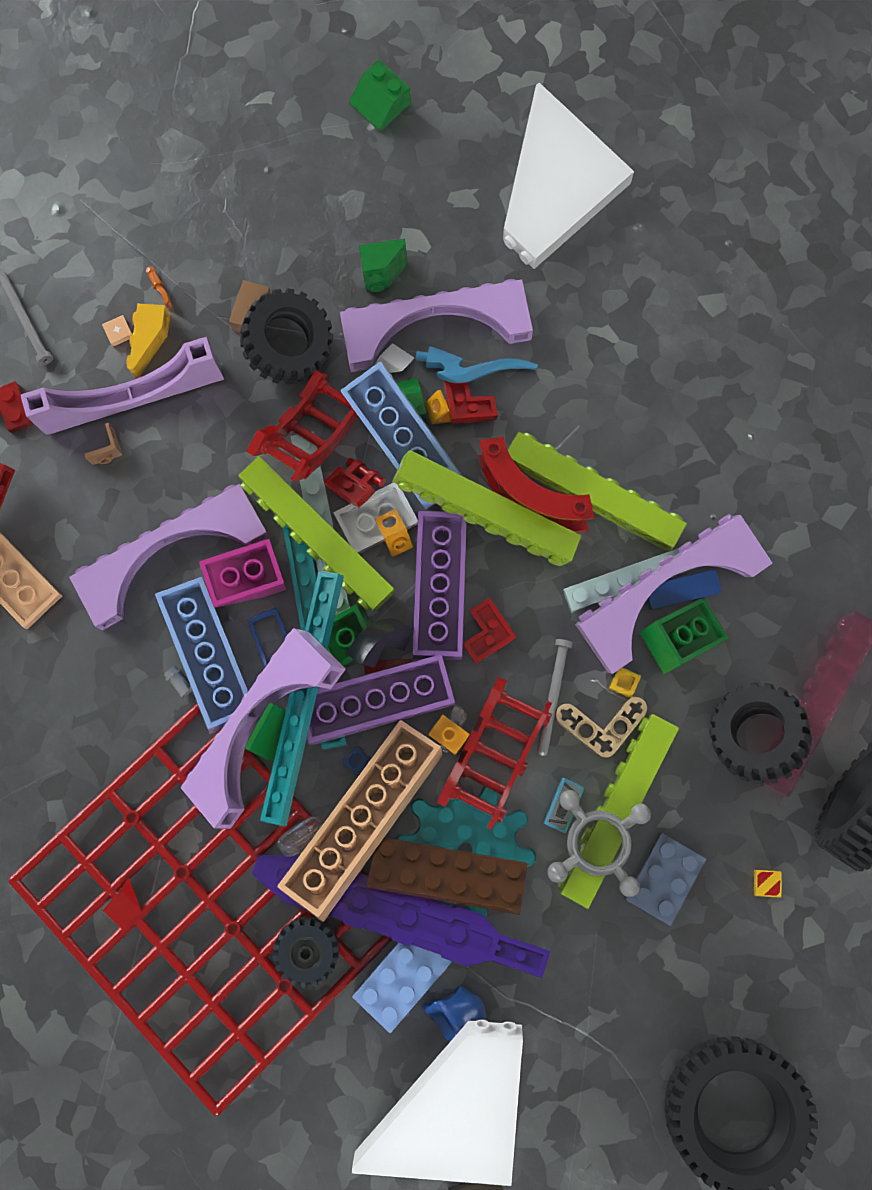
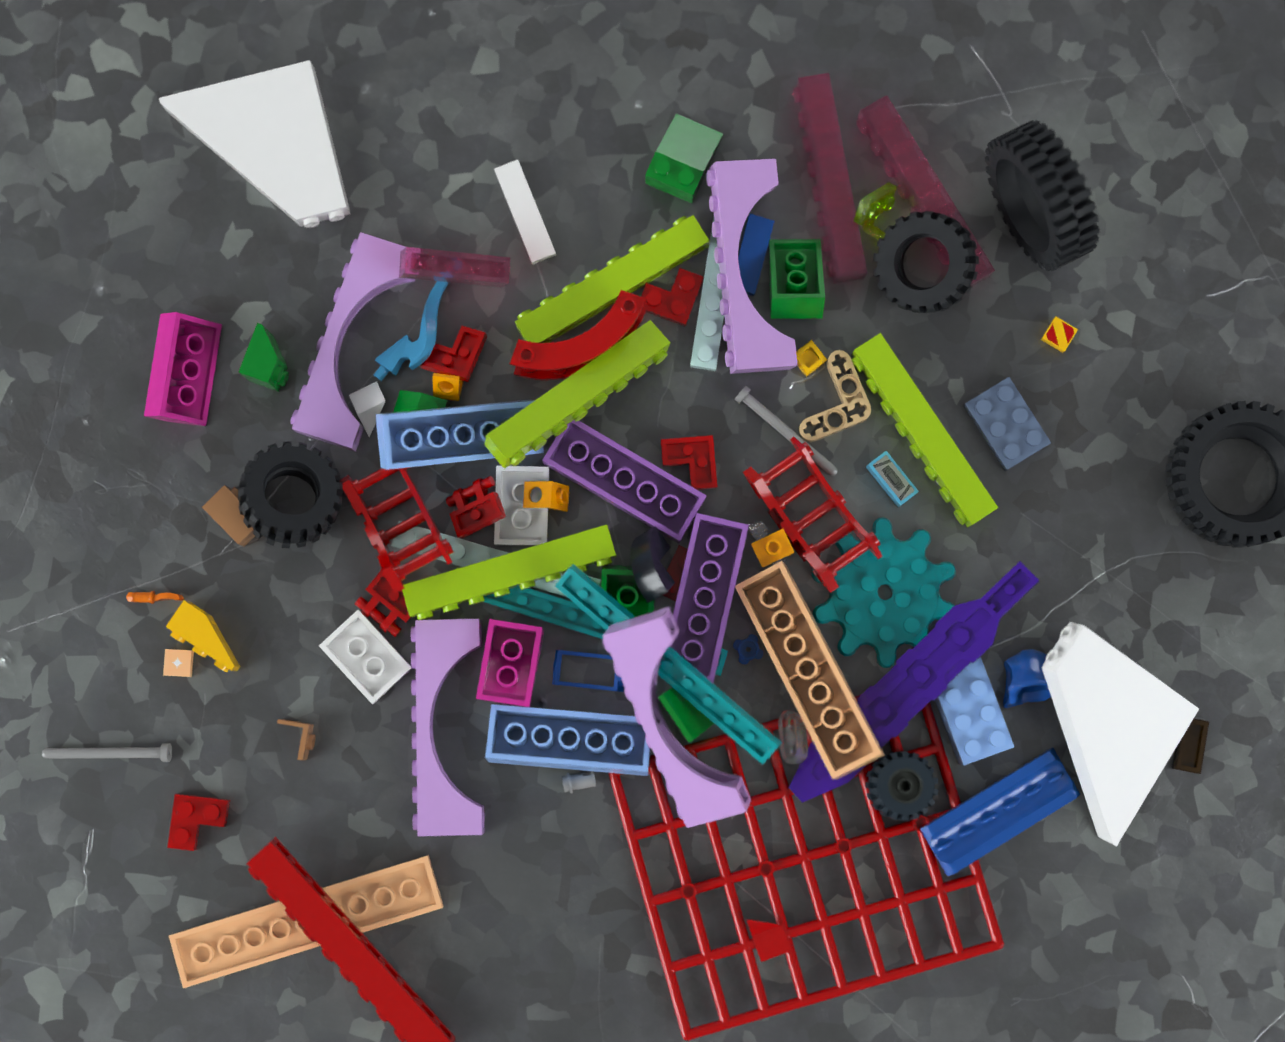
camera: 65 degrees left, 5 degrees up
(59, 410) = (237, 759): lavender arch -> none
(193, 464) = (365, 656): none -> white plate
(232, 447) = (383, 593): none -> red plate
(330, 1051) = (1000, 812): none -> blue plate
(343, 213) = (183, 369): none -> dark pink slope
(380, 95) = (75, 264): green slope -> none
(448, 875) = (902, 618): reddish brown plate -> none
(534, 361) = (454, 267): none -> clear pink brick
(558, 871) = (951, 514): light grey piece -> none
(607, 551) = (678, 303): none -> red plate
(612, 395) = (525, 212): none -> white tile
(728, 491) = (683, 158): none -> green slope
(781, 664) = (872, 206): none -> clear neon green plate
(784, 619) = (830, 177): none -> clear pink brick

